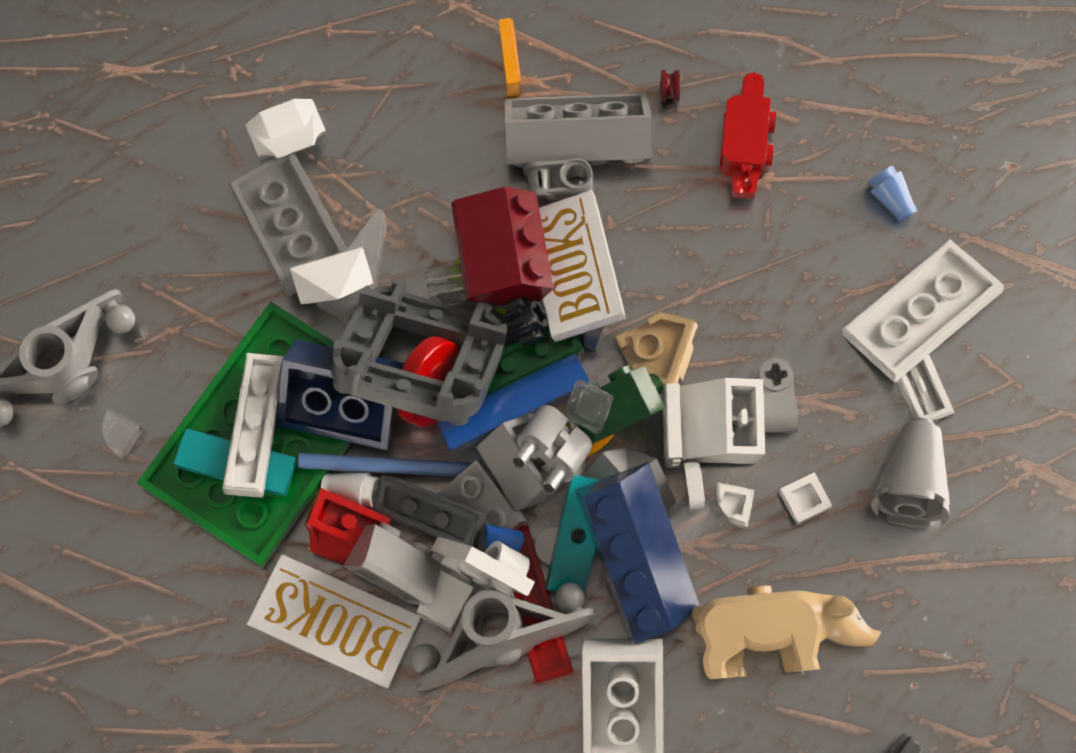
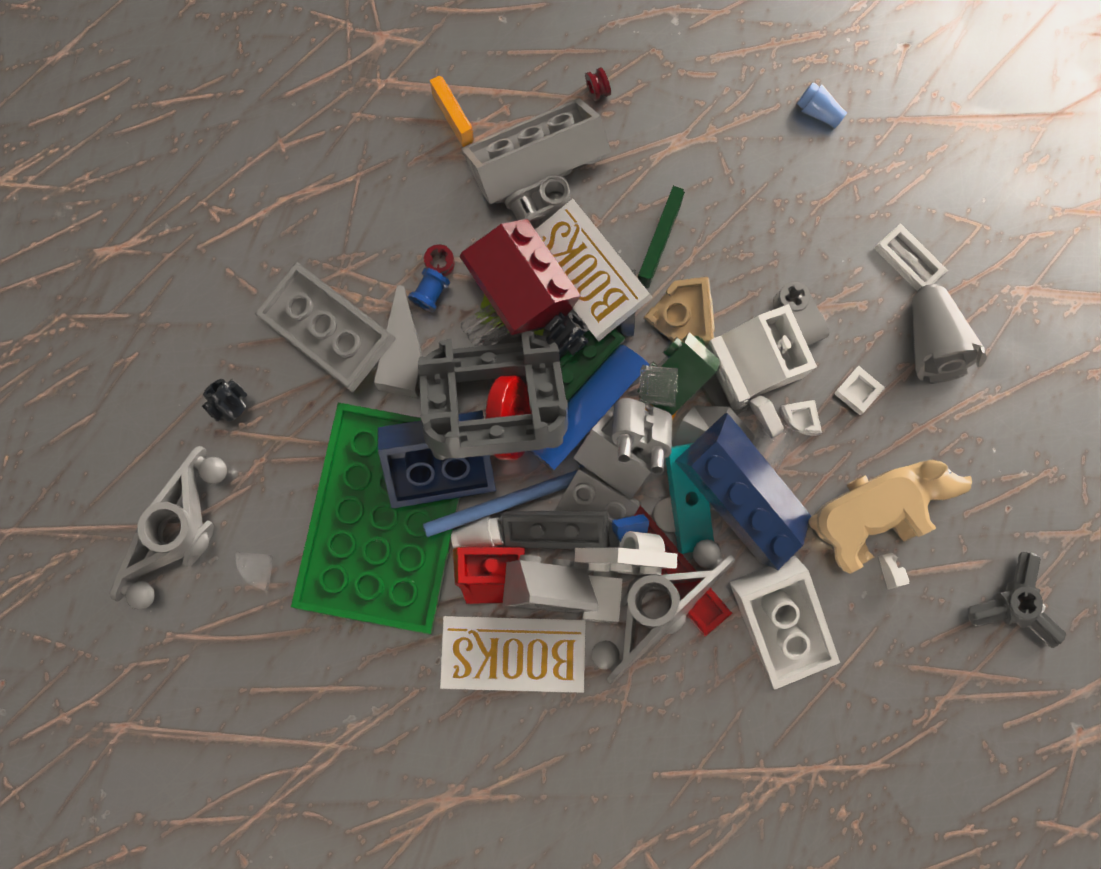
camera: 25 degrees left, 5 degrees up
(162, 256) = (224, 400): none -> black gear
(209, 457) = (349, 556): teal tile -> none
(253, 426) = (374, 517): white tile -> none
(285, 128) = (283, 247): white slope -> none
(331, 276) = (385, 360): white slope -> none
(409, 226) = (429, 289): none -> blue bush
(422, 199) = (440, 250): none -> dark red bush
(665, 264) = (661, 236): none -> dark green tile
(746, 137) = (680, 103): red hinge -> none
(759, 698) = (893, 575): none -> white tile
(922, 310) = (886, 195): white tile -> none

